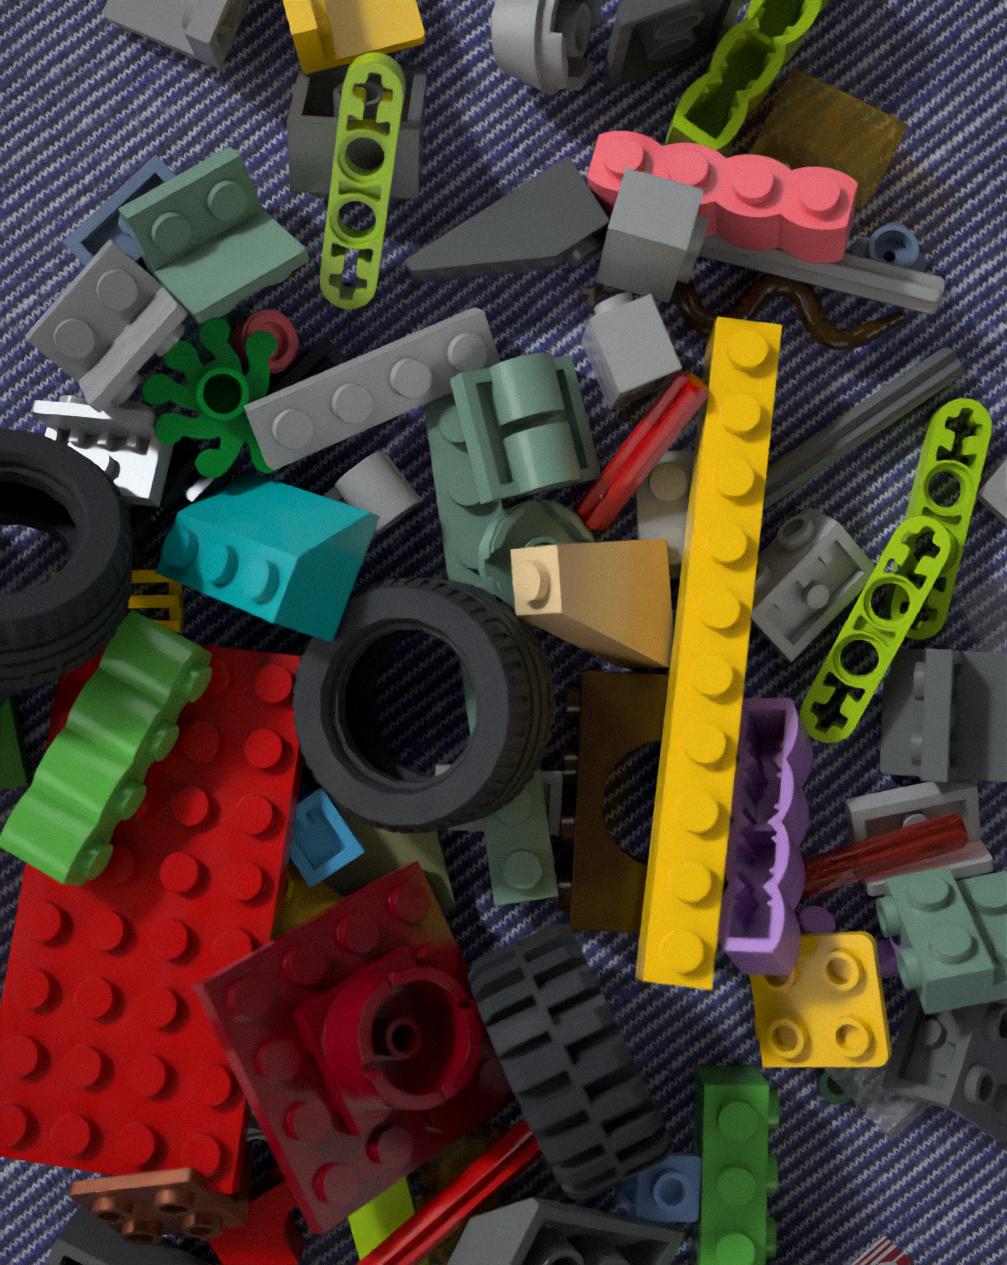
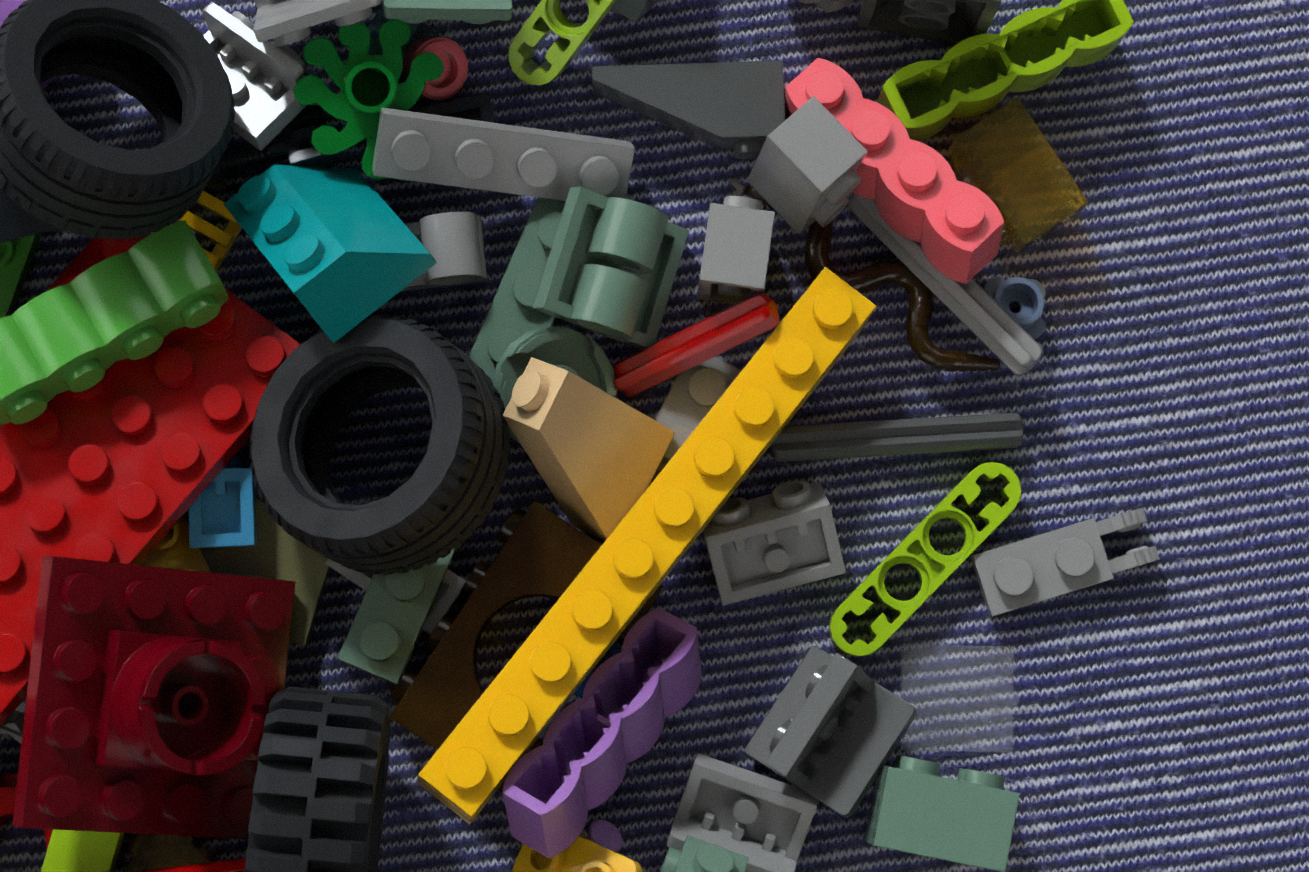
camera: 25 degrees right, 5 degrees down
(870, 627) = (805, 610): lime beam -> none
(884, 853) = (696, 815): clear red axle -> none

